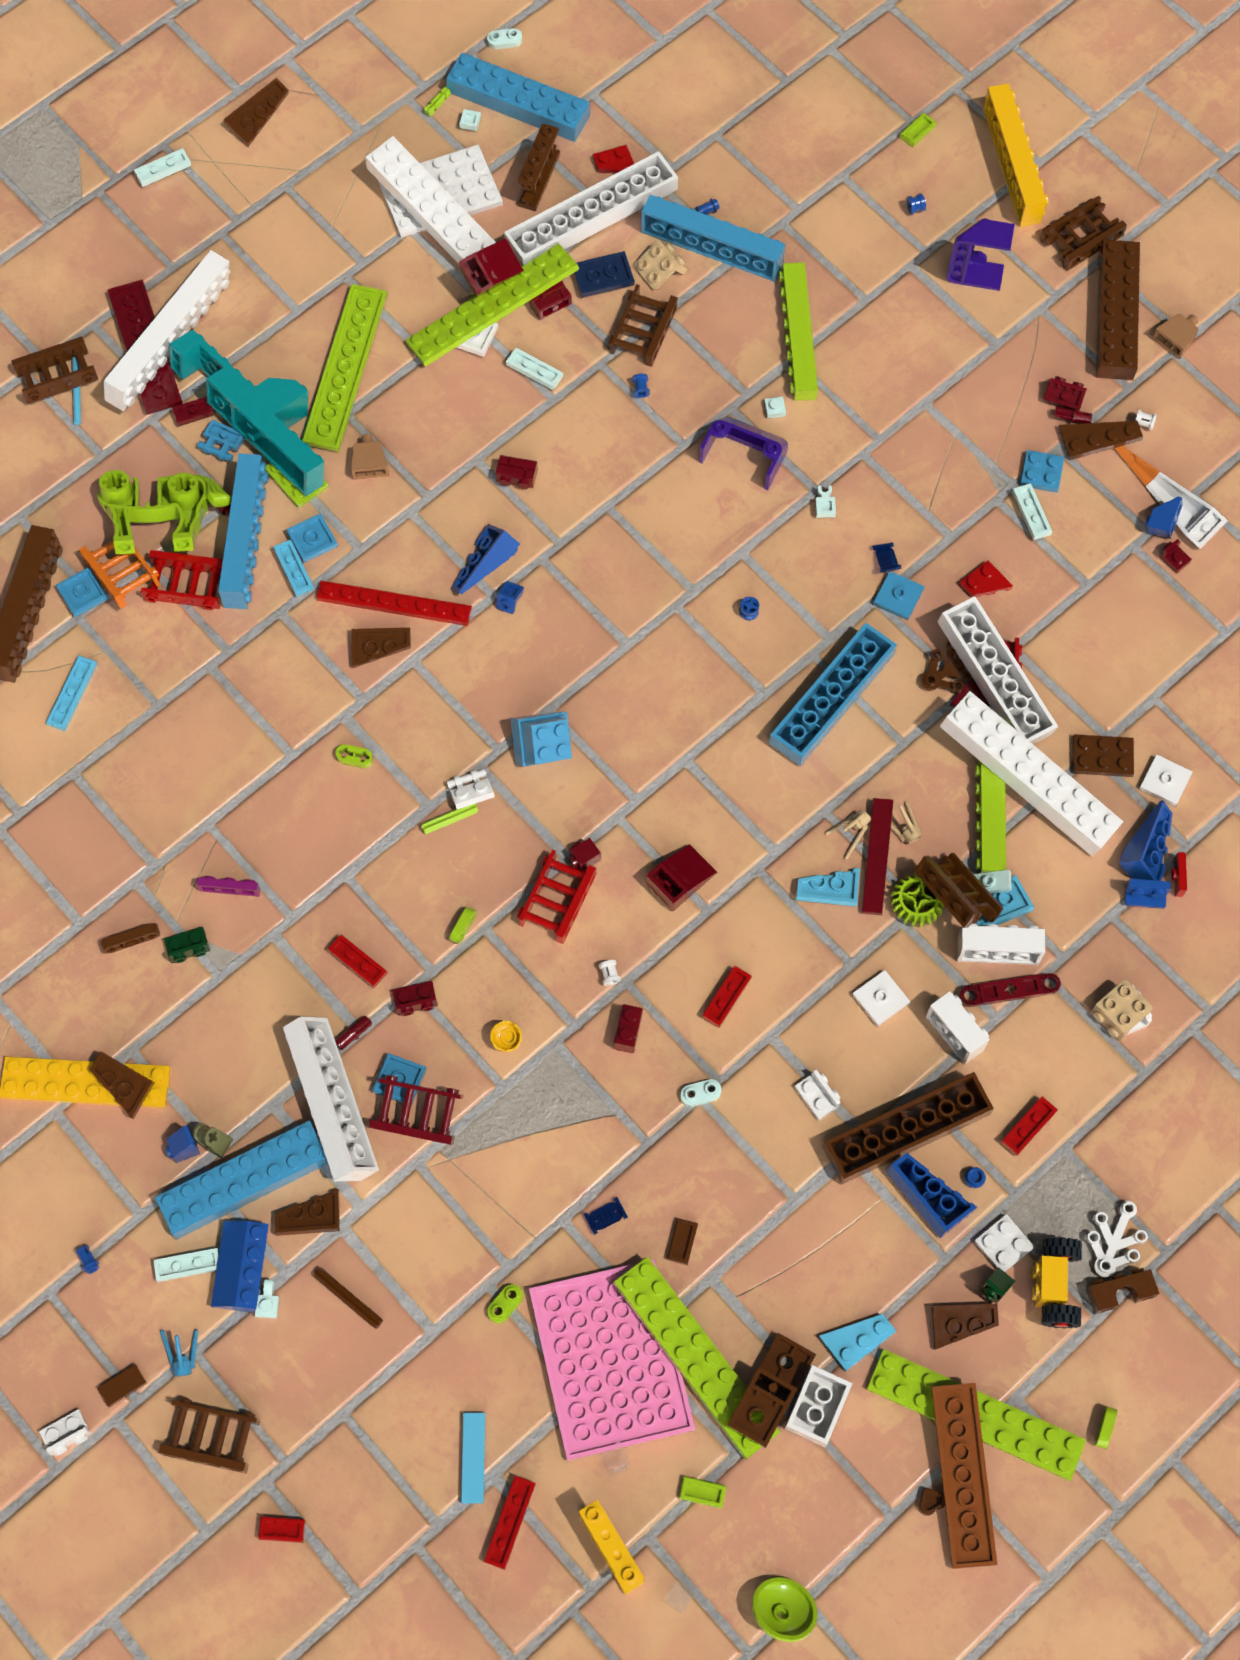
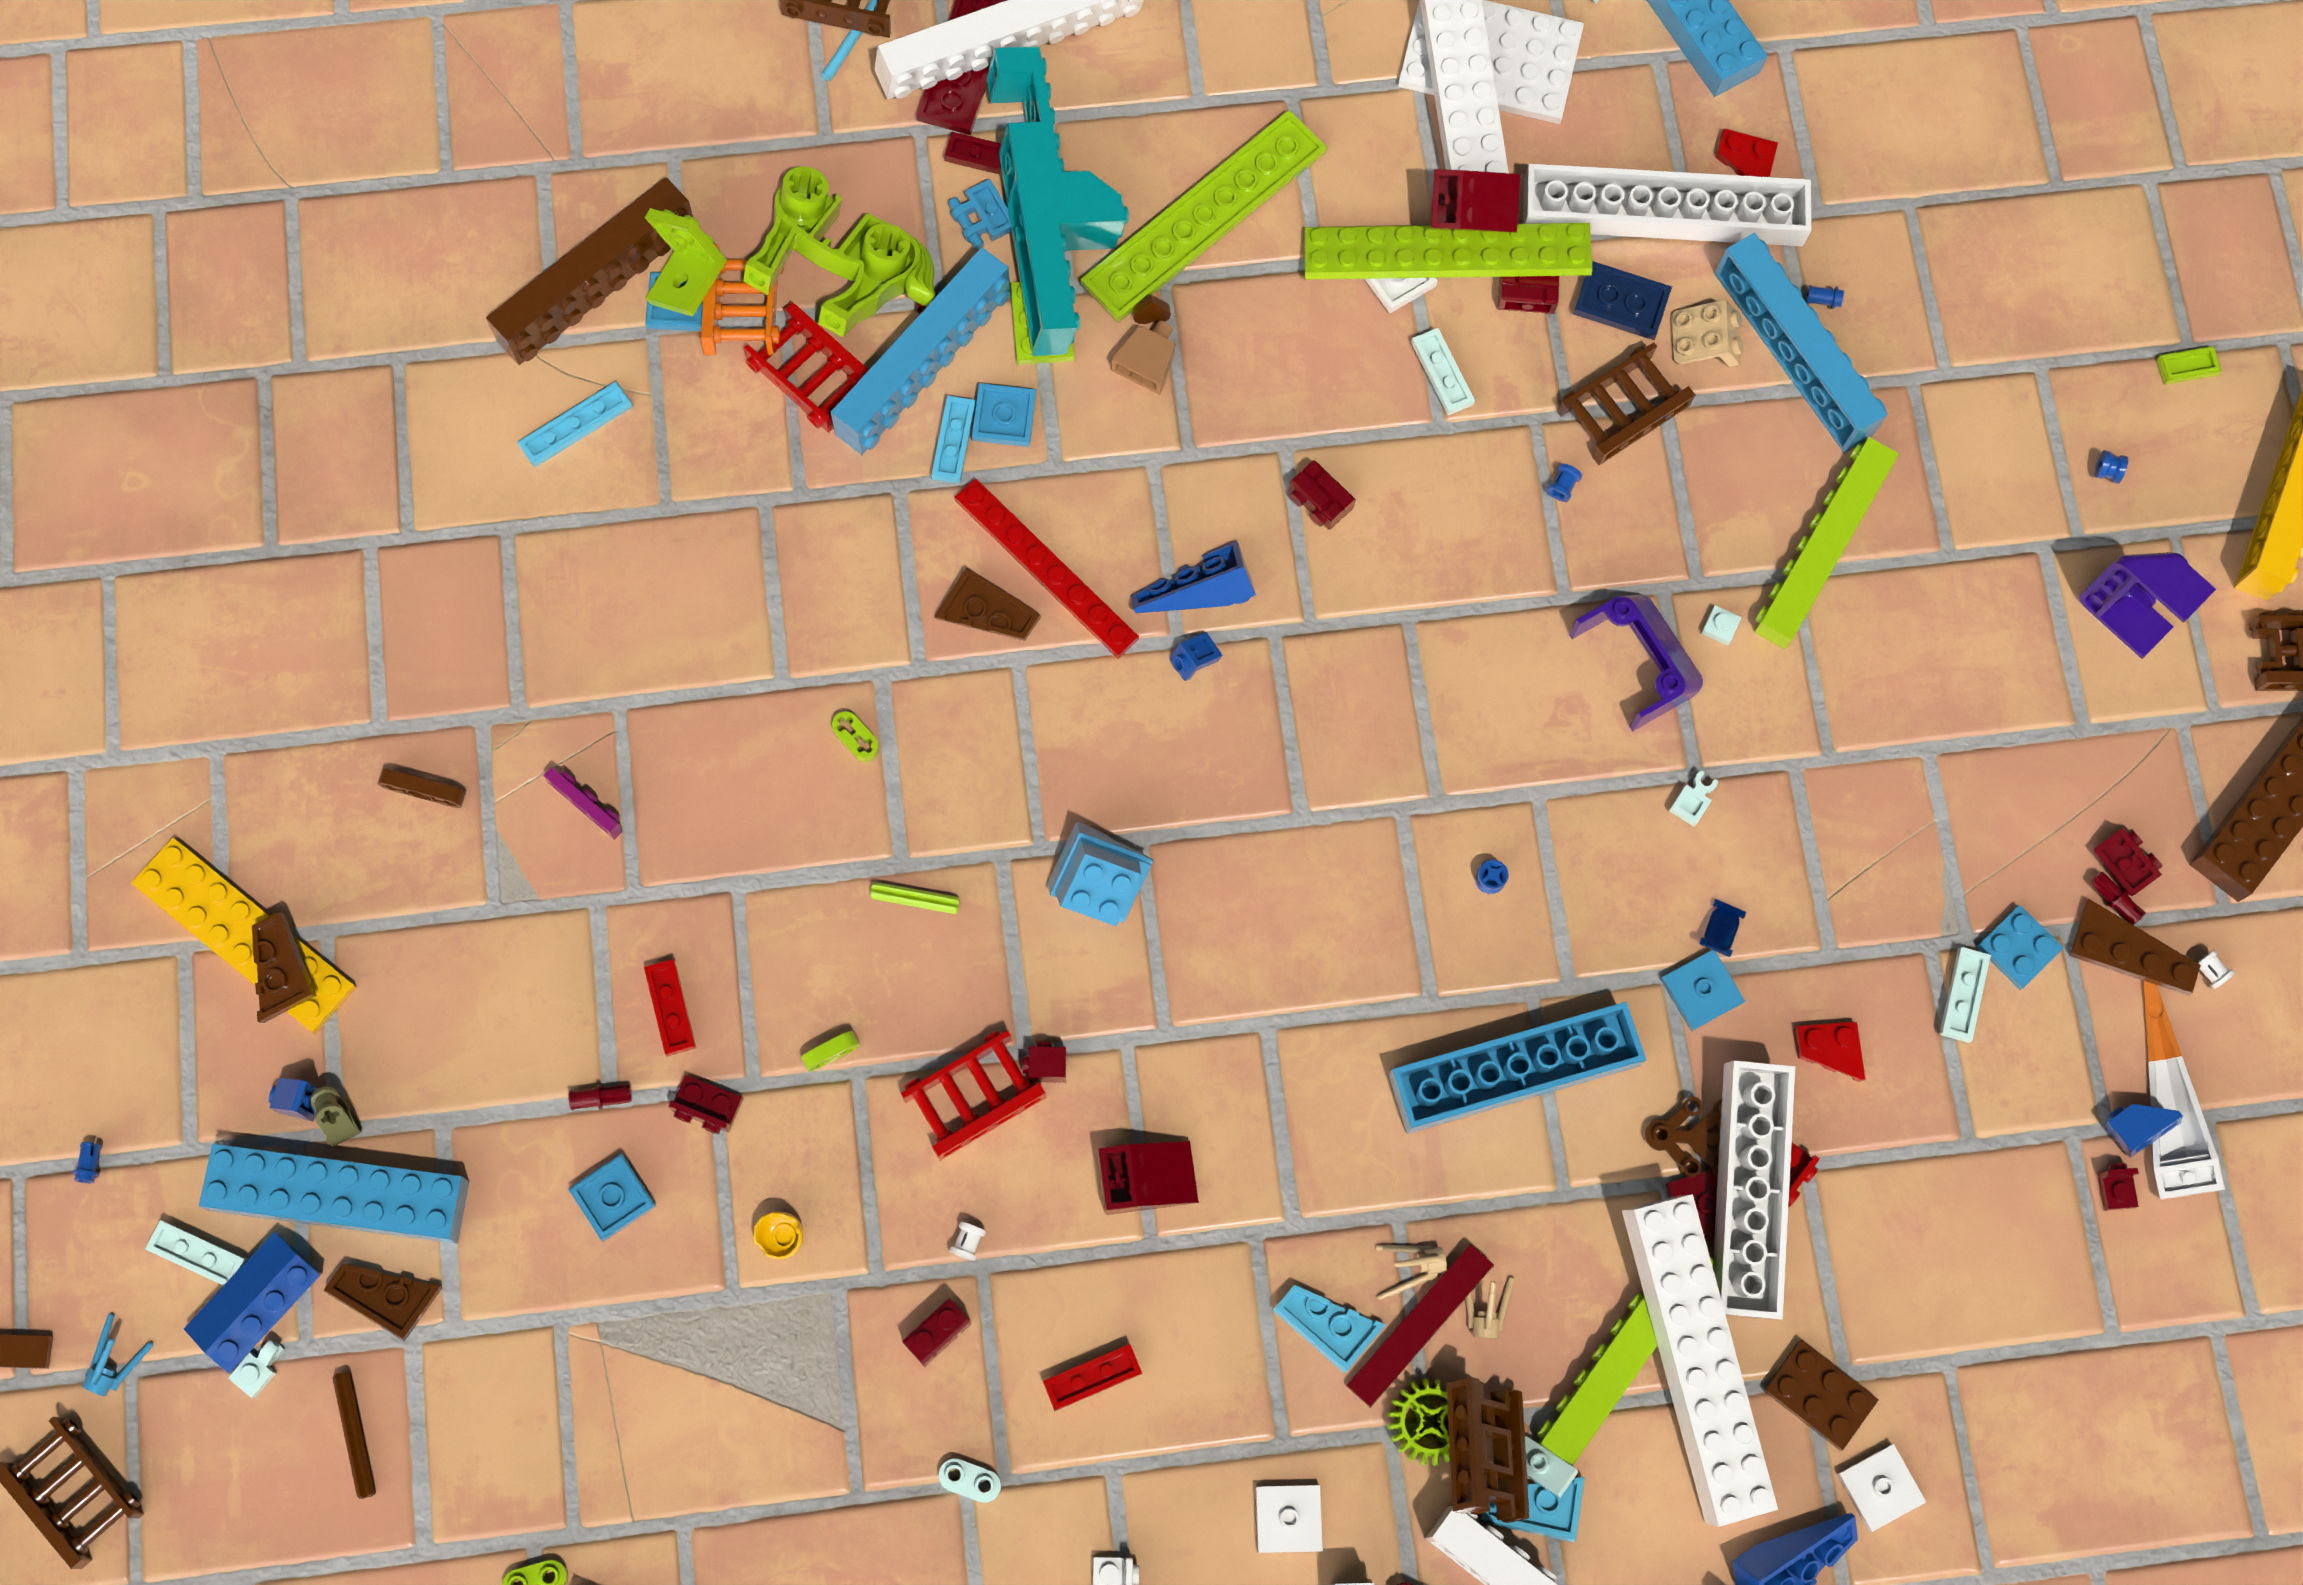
camera: 30 degrees right, 5 degrees up
(76, 559) = (693, 260): none -> lime bracket
(187, 945) = (483, 843): dark green bracket -> none
(330, 1099) = (506, 1167): white brick -> none
(353, 433) = (1151, 310): none -> reddish brown tile
(422, 1130) = (570, 1262): dark red fence -> none
(471, 793) = (963, 885): white plate -> none
(538, 167) = (1637, 103): reddish brown fence -> none
(605, 1216) = (737, 1556): clear blue piece -> none

